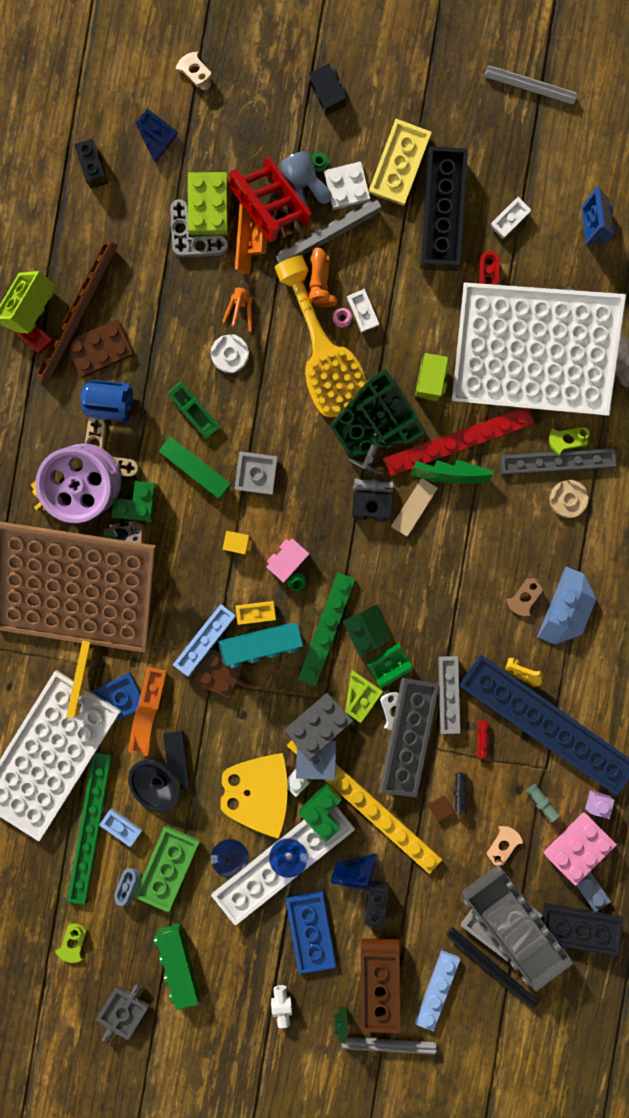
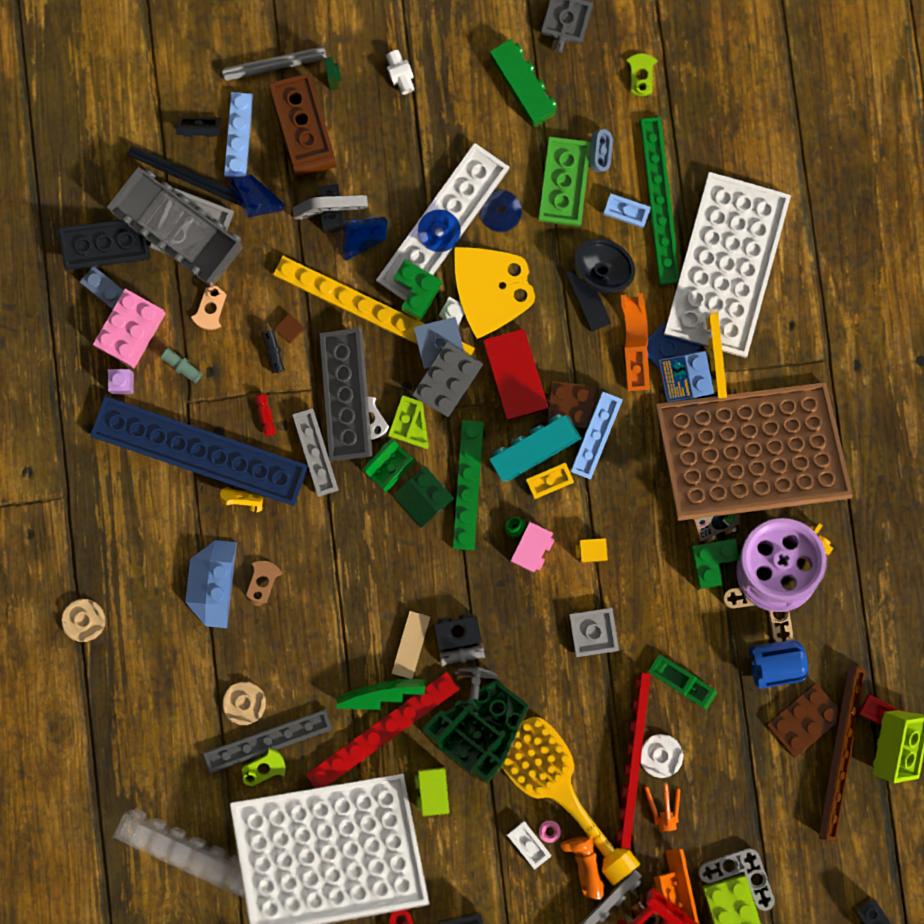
camera: 160 degrees right, 5 degrees down
(112, 668) = (686, 376): none -> slope
(195, 468) = (662, 618): green slope -> none
(258, 348) = (631, 770): none -> red plate
(258, 712) = (515, 374): none -> red tile
(311, 932) = (391, 158): blue tile -> none
(389, 912) = (319, 204): none -> light grey beam
(438, 932) = (255, 197): none -> clear blue wing
(470, 1009) = (198, 126): none -> black plate

